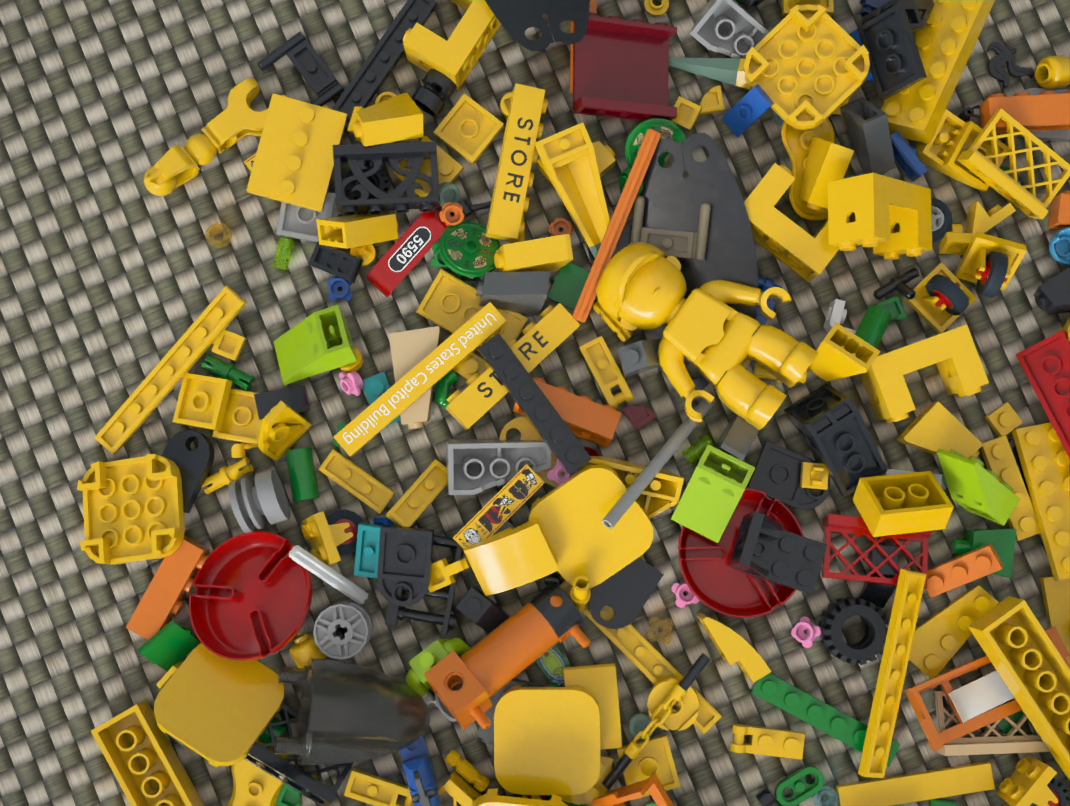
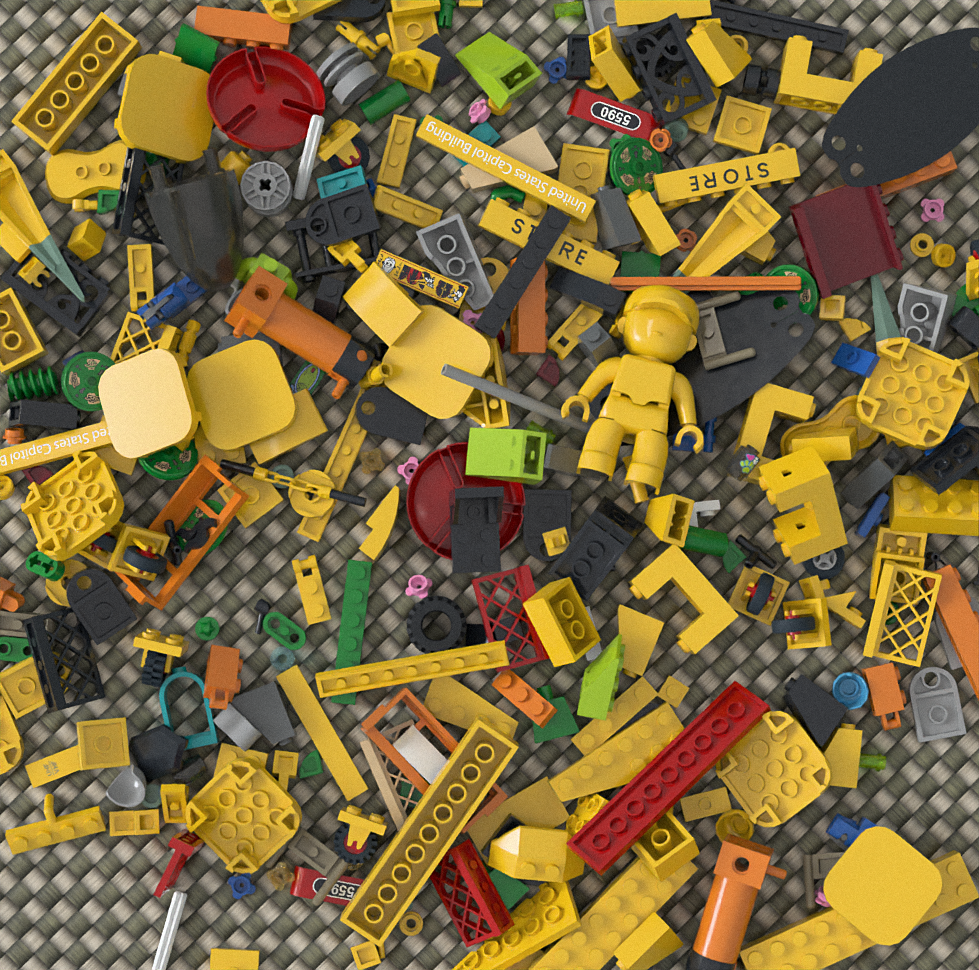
camera: 70 degrees right, 0 degrees up
(577, 346) = (587, 291): none -> black slope
(817, 258) = (743, 462): none -> clear smoke brick

